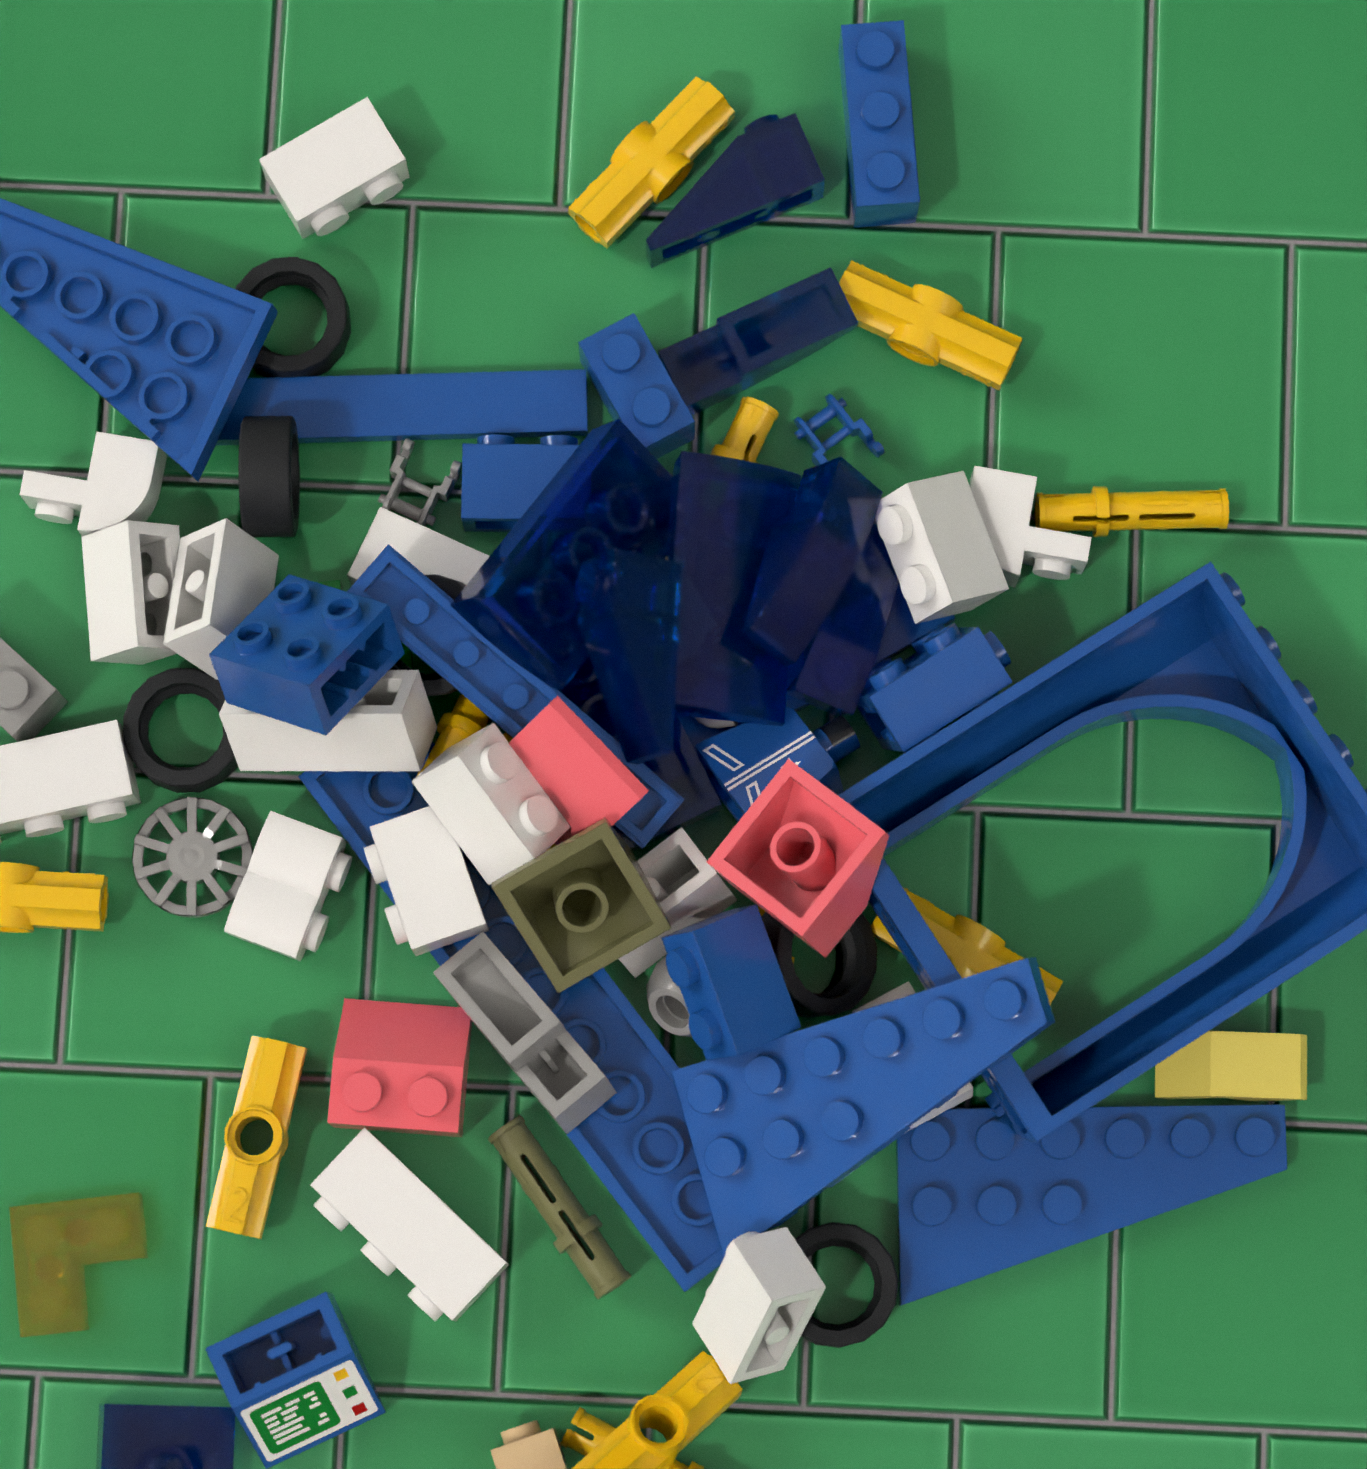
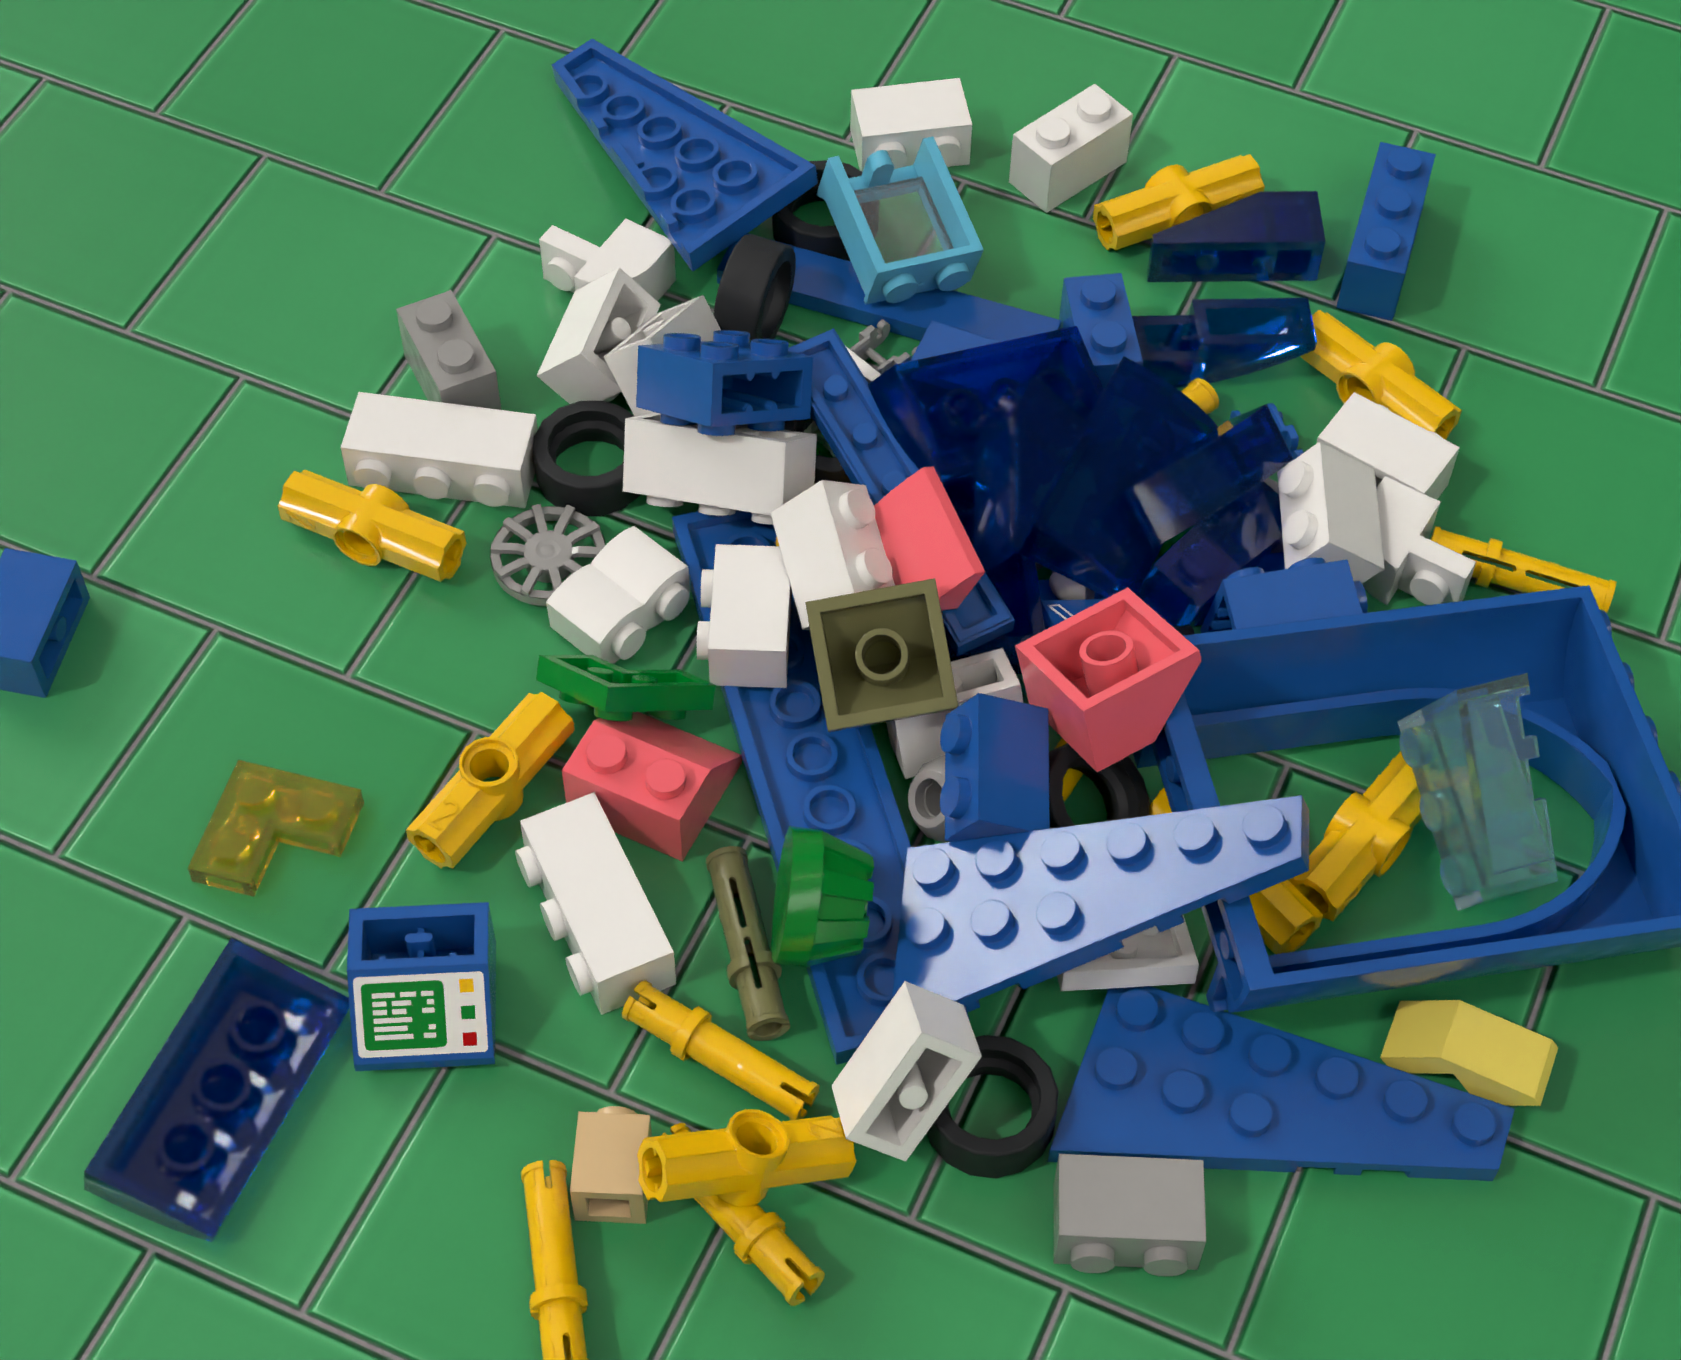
camera: 20 degrees right, 25 degrees down
(341, 1006) = (620, 692): none -> green plate
(385, 331) = (902, 225): none -> medium azure window
(515, 135) = (1070, 148): none -> white brick
(525, 1032) = (780, 760): light grey slope -> none
(579, 1325) = (697, 1037): none -> yellow pin
(619, 1170) = (820, 899): none -> green piece
(963, 424) = (1391, 446): none -> white brick
(989, 1342) = (1129, 1213): none -> light grey brick
(1077, 872) = (1362, 839): none -> yellow piece
(1167, 815) = (1479, 792): none -> clear light blue wedge

